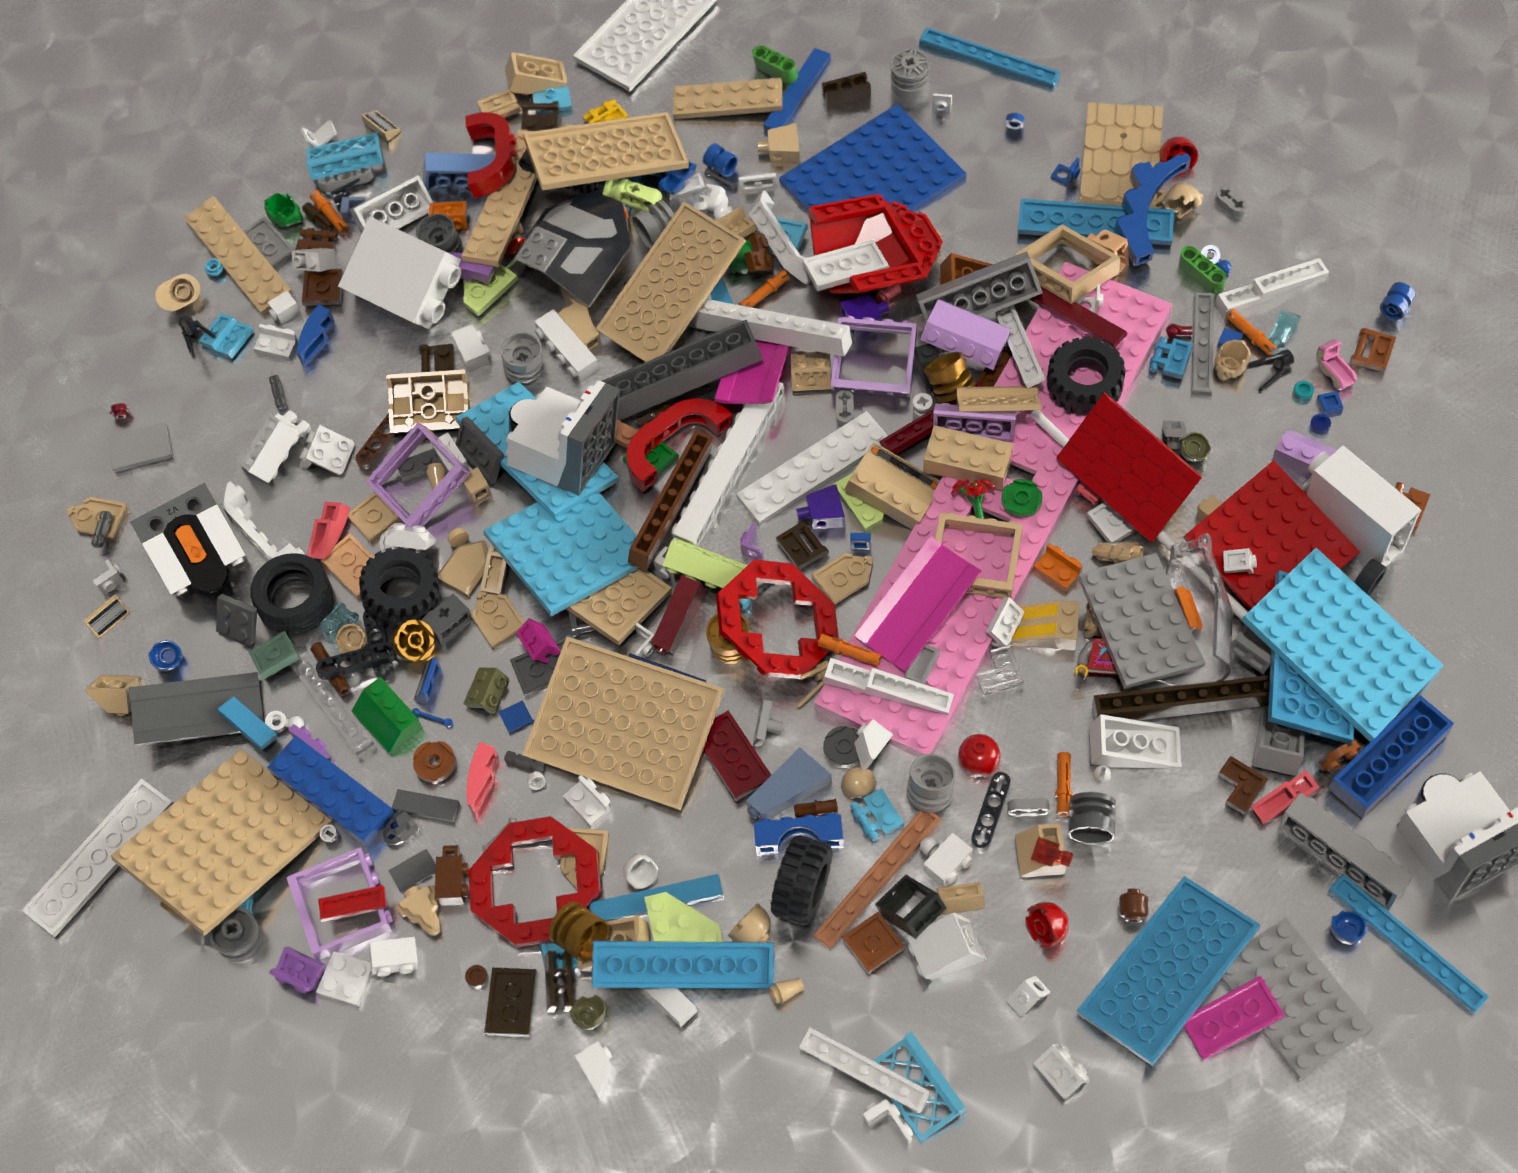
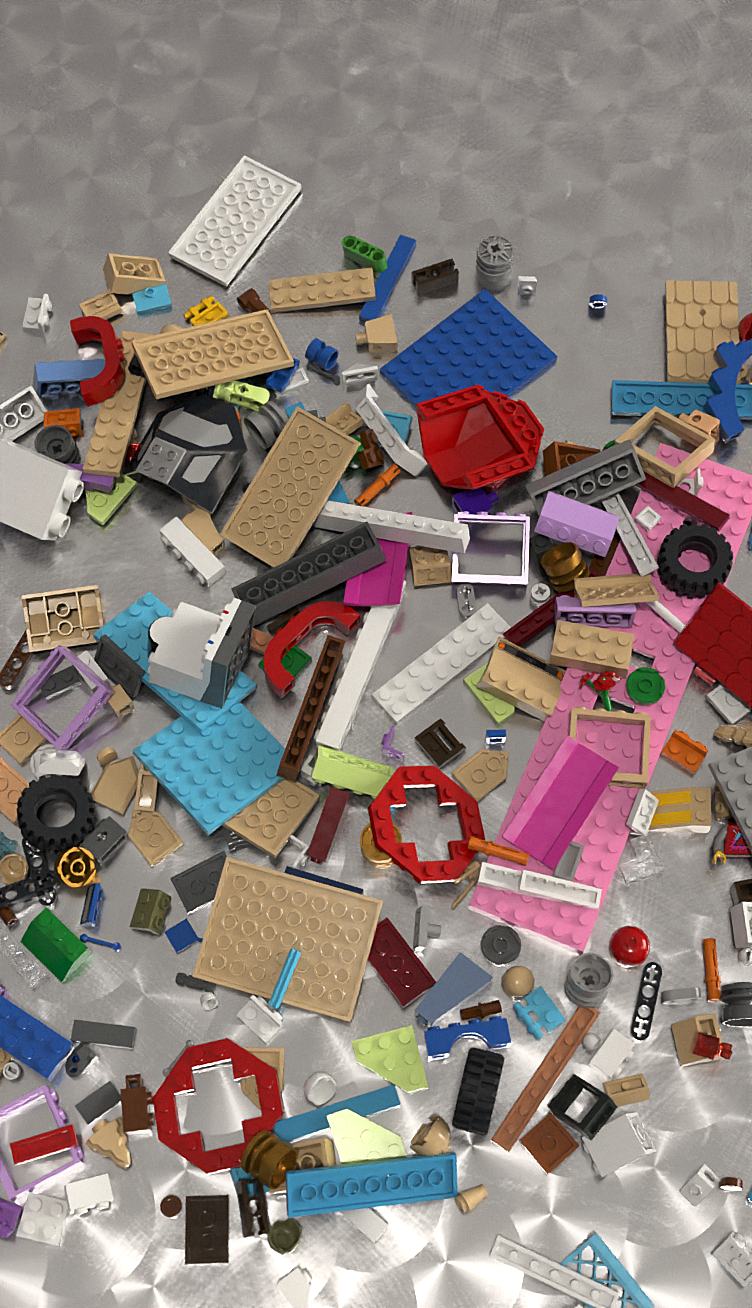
camera: 10 degrees left, 5 degrees up
(433, 110) = (36, 314): none -> white bracket
(435, 473) = (79, 694): tan cone -> none
(435, 773) = (105, 977): dark orange plate -> none
(443, 357) = (72, 569): dark brown plate -> none
(471, 348) = (98, 558): white brick -> none
(480, 775) = (154, 1000): coral slope -> none
(522, 357) = (151, 558): light grey wheel -> none
(537, 640) = (196, 859): dark pink hinge -> none
(541, 121) = (143, 323): dark brown plate -> none
(615, 760) = (284, 978): none -> medium azure axle
(653, 105) = (251, 301): none -> reddish brown piece
(715, 201) = (320, 396): white animal -> none
(720, 848) = (393, 1057): none -> yellowish green plate
(823, 509) = (457, 705): dark purple torso -> none
(839, 265) = (454, 457): white plate -> none
(871, 742) = (527, 943): white slope -> none
(989, 58) = (567, 237): dark azure tile -> none
(1042, 334) = (648, 518): none -> white tile
(1047, 923) = (712, 1113): red cylinder -> none
(1061, 996) = (731, 1184): none -> reddish brown tile
(1073, 172) = (657, 351): blue bracket -> none

